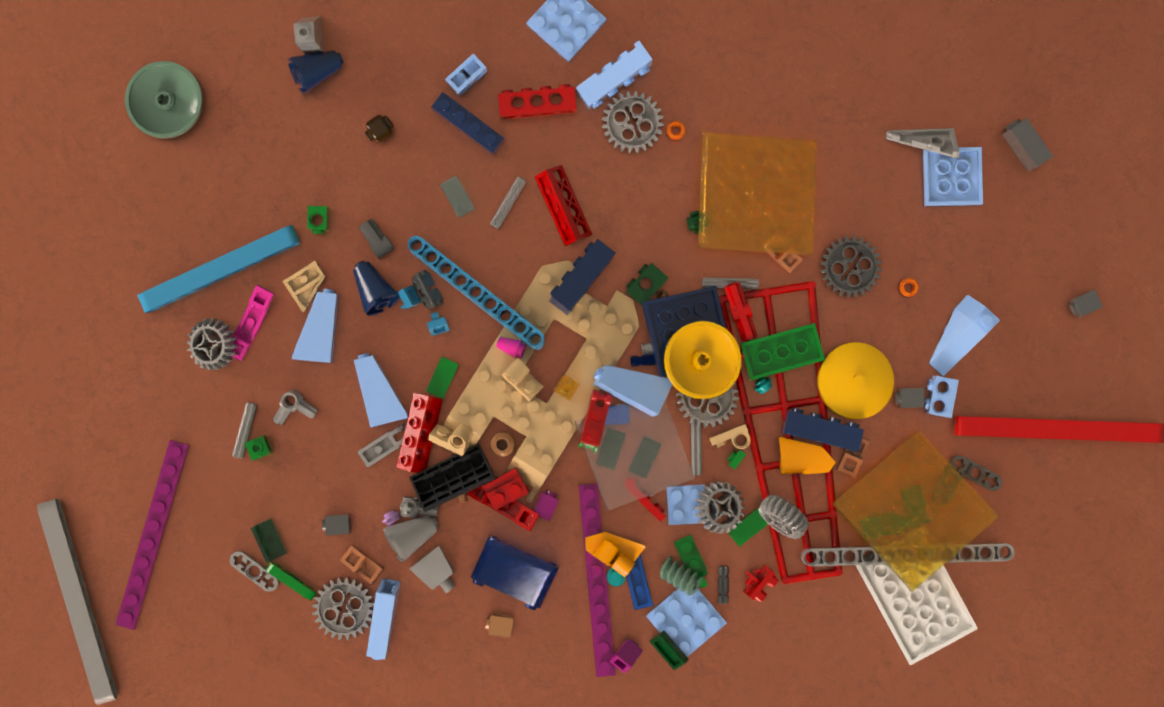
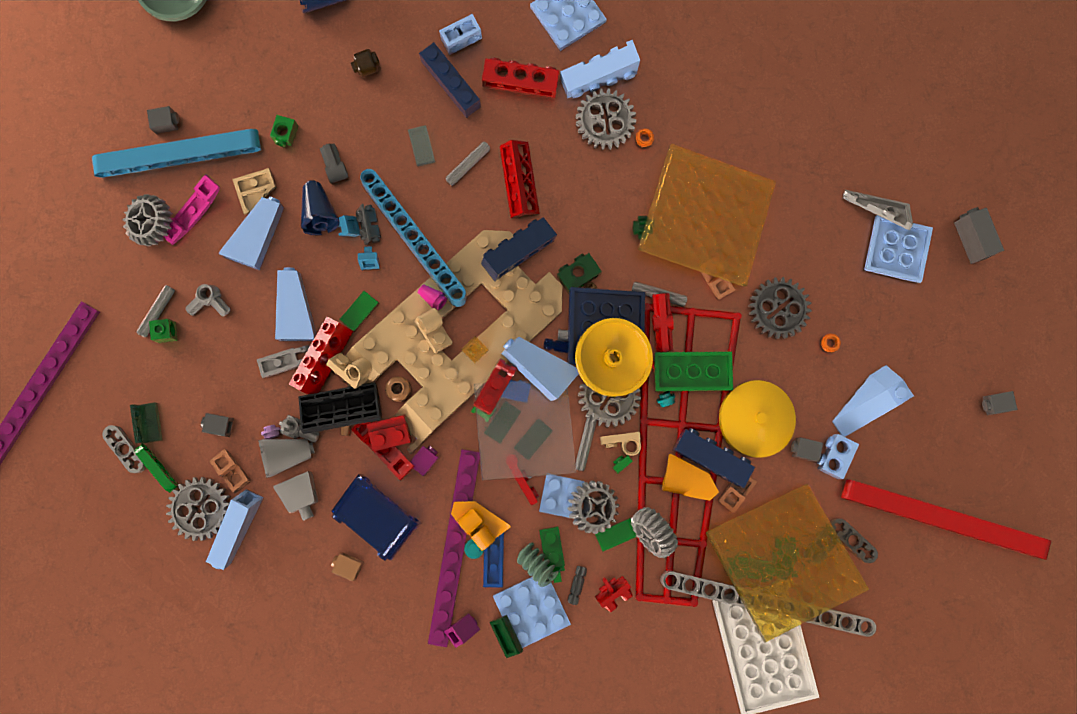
camera: 10 degrees right, 5 degrees down
(195, 239) = (162, 119): none -> dark grey brick

